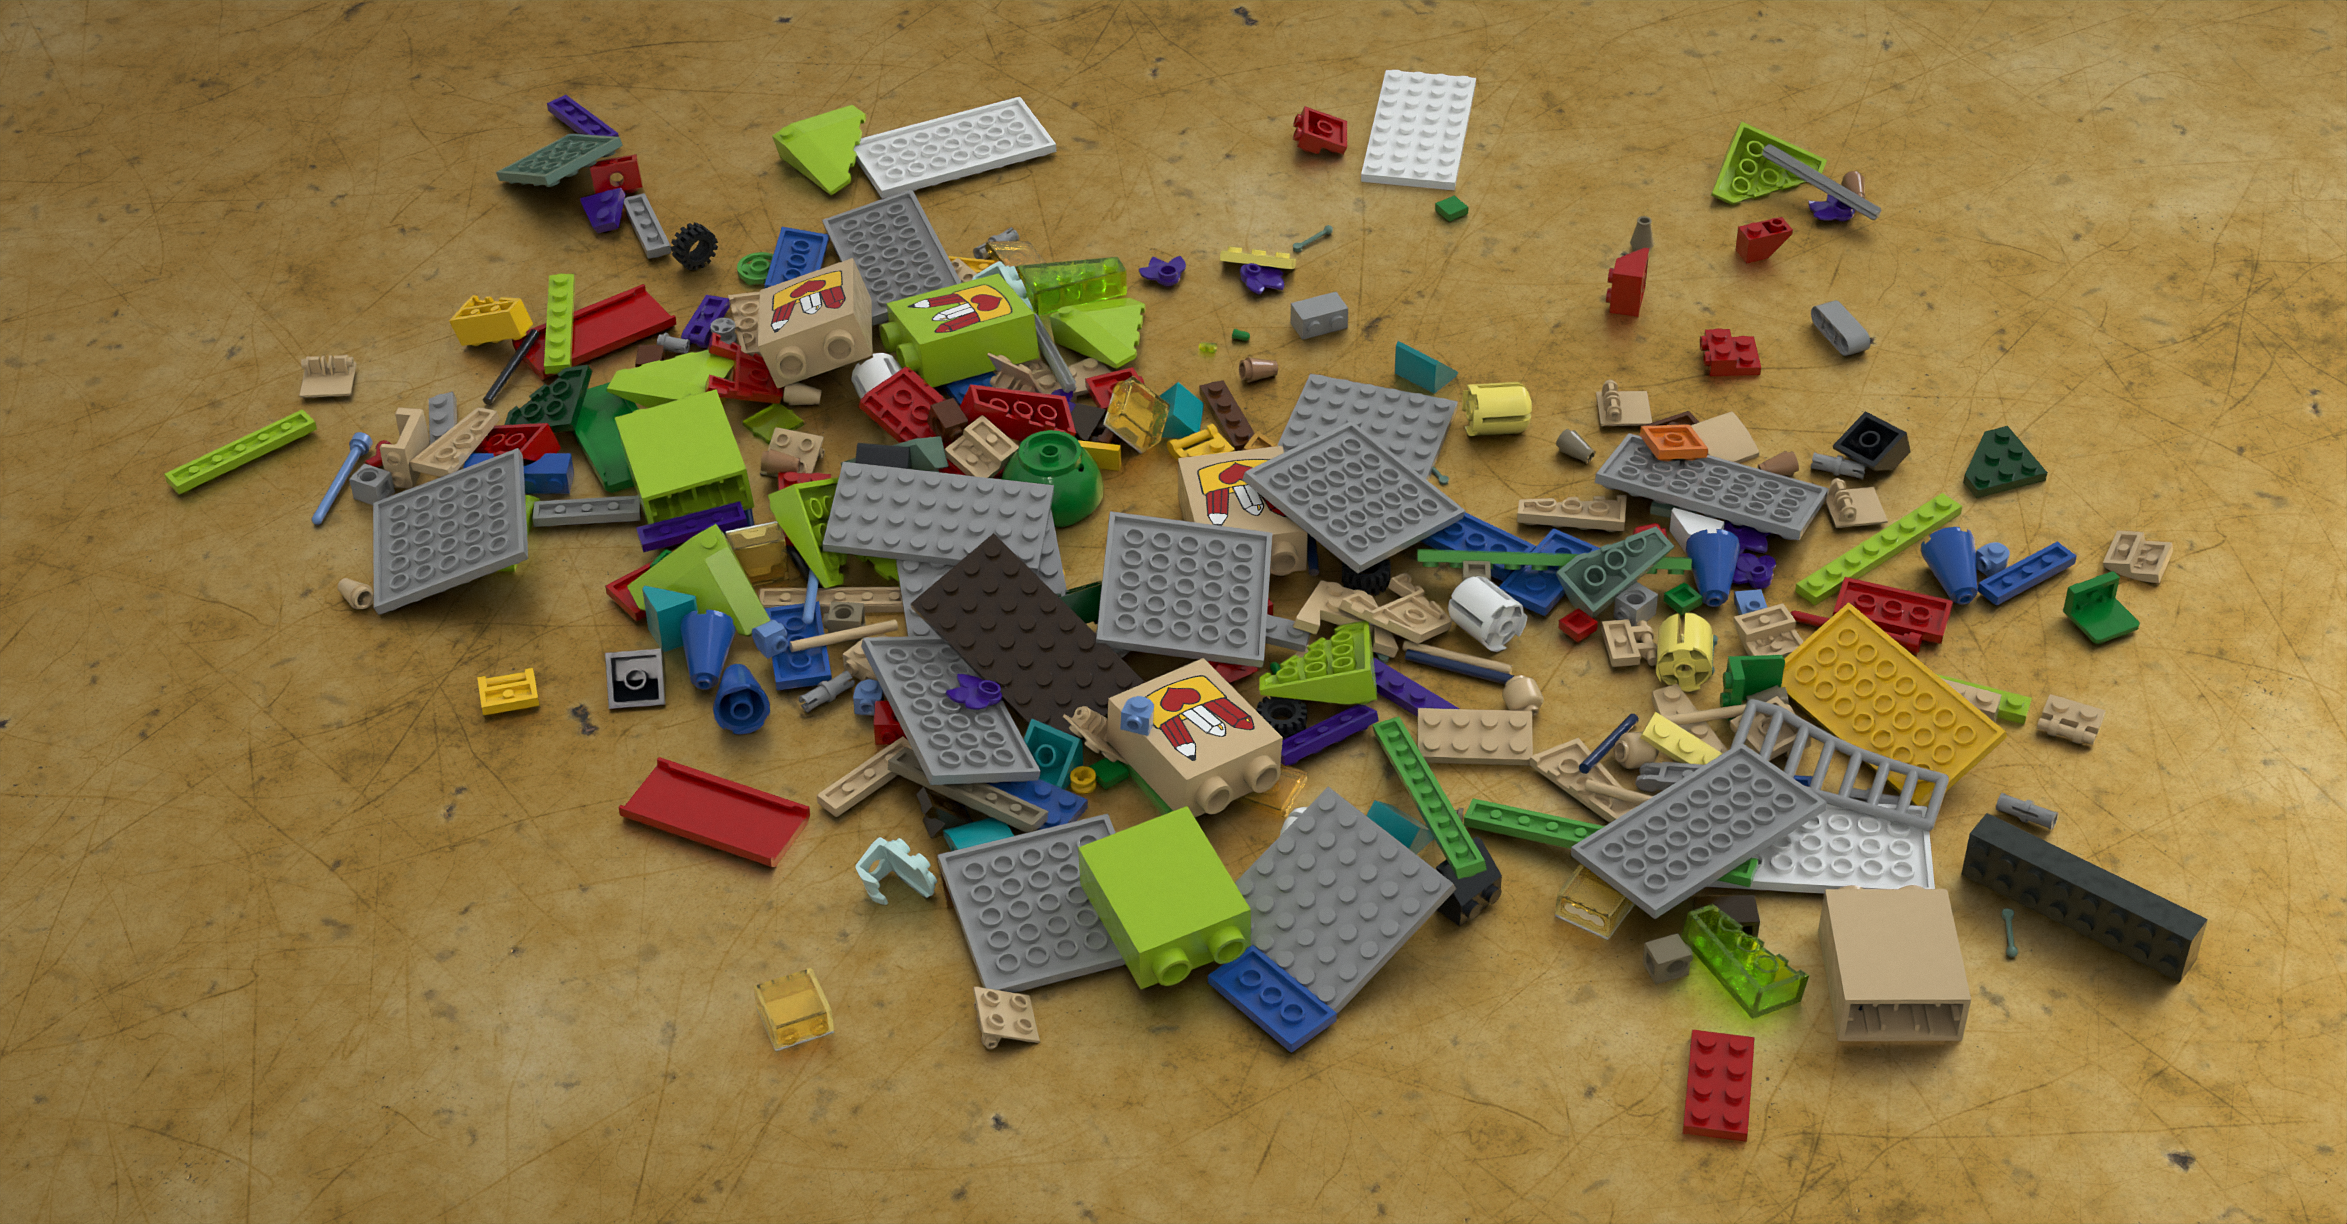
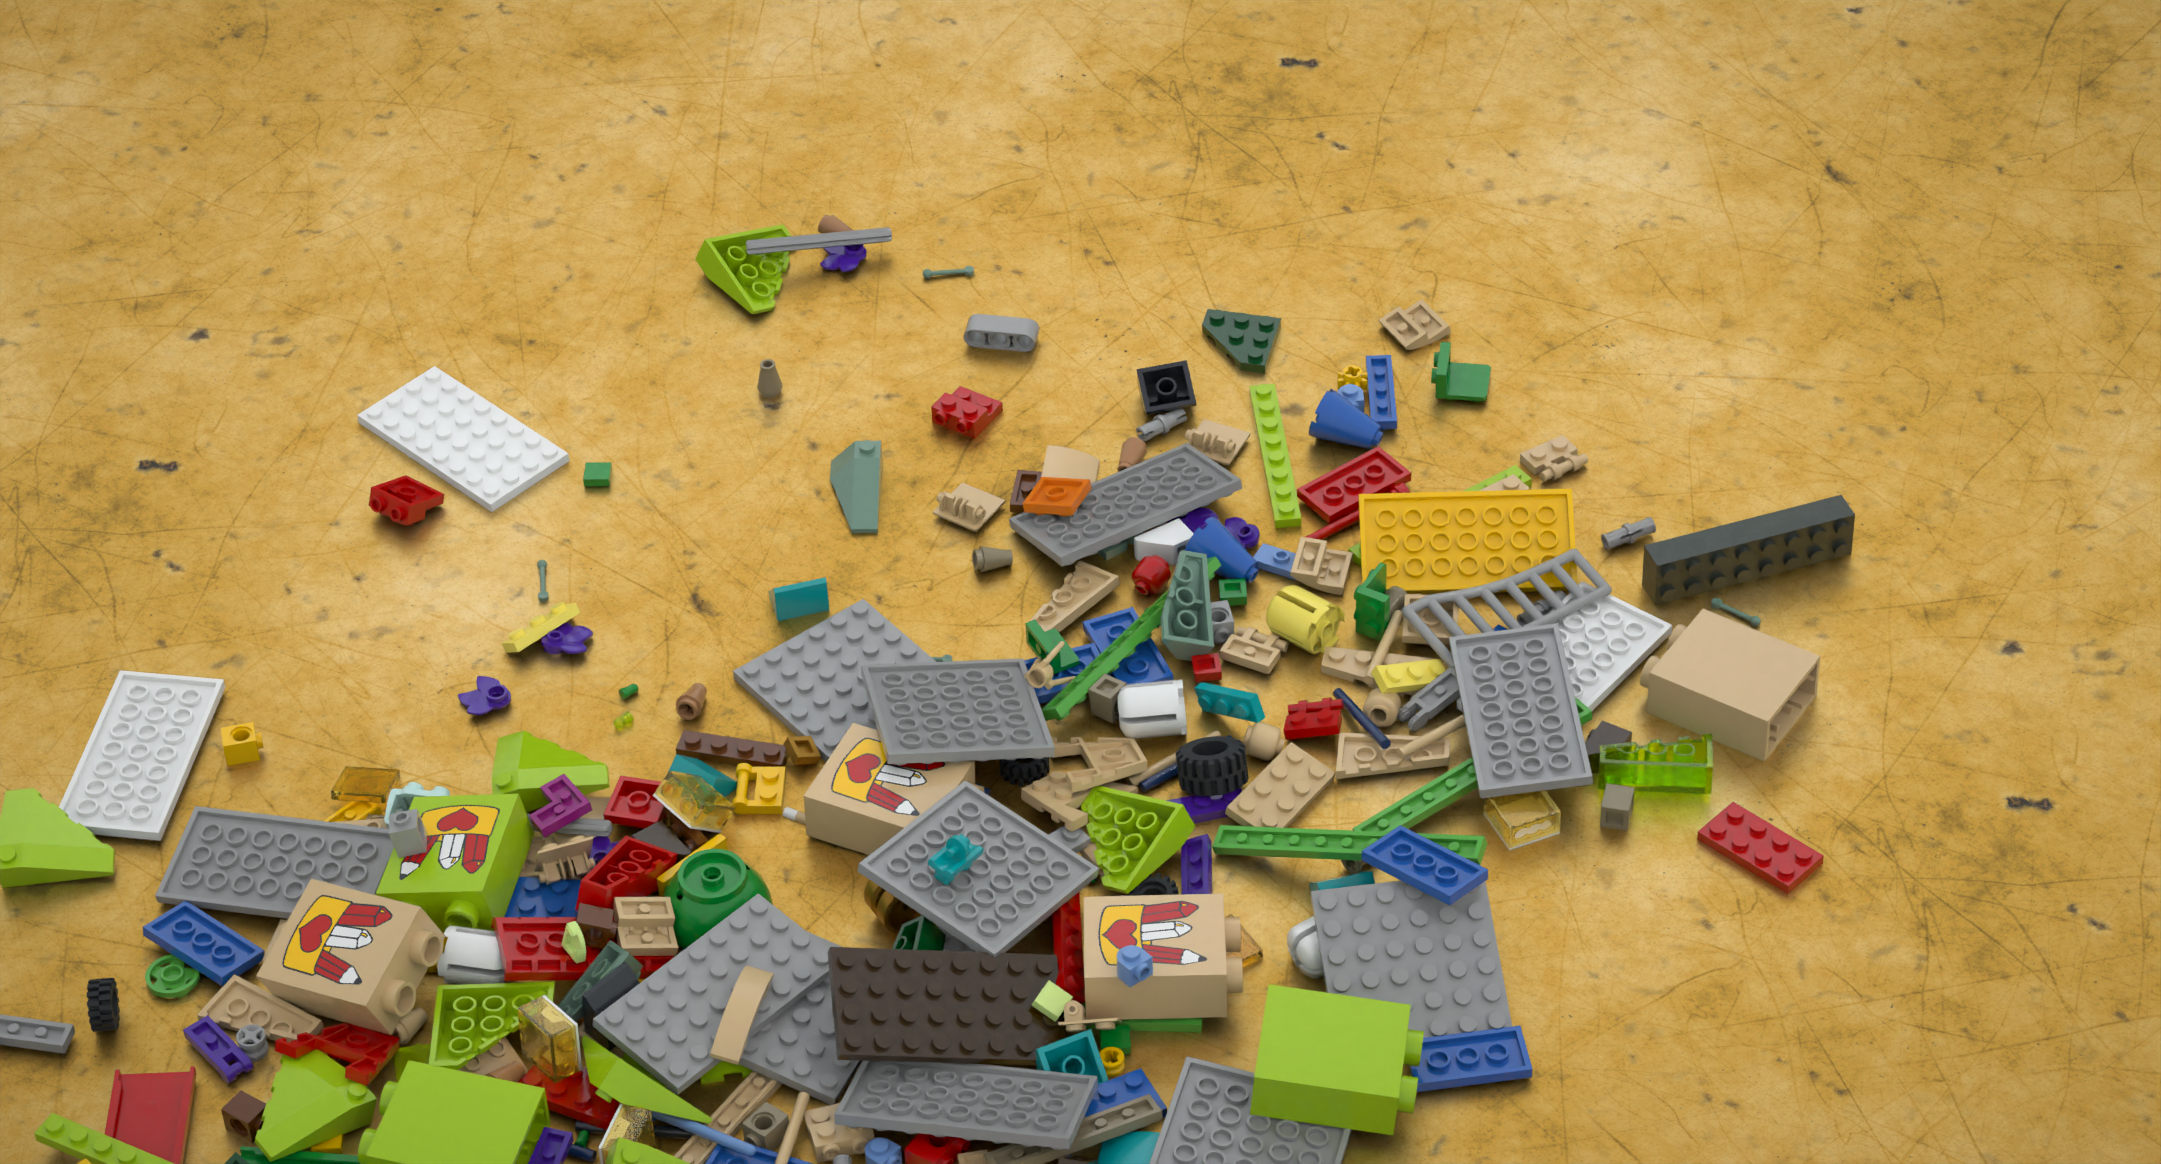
camera: 55 degrees left, 0 degrees up
(674, 344) = (223, 1092): light grey pin -> none
(818, 414) = (476, 1017): none -> lime slope
(821, 452) = (549, 1039): none -> clear yellow piece
(918, 531) = (740, 1014): none -> tan slope
(921, 418) = (574, 942): none -> yellowish green tile
(945, 282) = (408, 833): none -> light grey brick
(975, 692) = (967, 1073): dark purple plate -> none
(980, 252) = (322, 791): light grey pin -> none
(1002, 183) = (241, 743): none -> yellow brick
(1066, 352) = (564, 807): none -> magenta plate
(1072, 282) = (449, 756): clear neon green wedge -> none
(1093, 699) = (1051, 1000): none -> yellowish green tile
(1164, 559) = (954, 858): none -> teal hips
(1319, 315) = (663, 626): light grey brick -> none
(1414, 839) = (1425, 865): none -> blue plate
(1449, 522) = (1042, 672): none -> tan plant
(1453, 676) = (1212, 766): none -> black tyre
(1496, 408) = (907, 578): light yellow cylinder -> none
(1496, 522) = (1044, 642): none -> green panel
(1535, 651) = (1229, 702): none -> teal plate
(1583, 717) = (1313, 718): none -> red plate
(1584, 341) = (857, 484): none -> sand green wedge
(1628, 283) = (834, 417): red slope -> none
(1761, 239) = (849, 314): red slope -> none
(1897, 279) = (968, 270): none -> sand green hinge
(2019, 547) = (1352, 375): none -> yellow gear

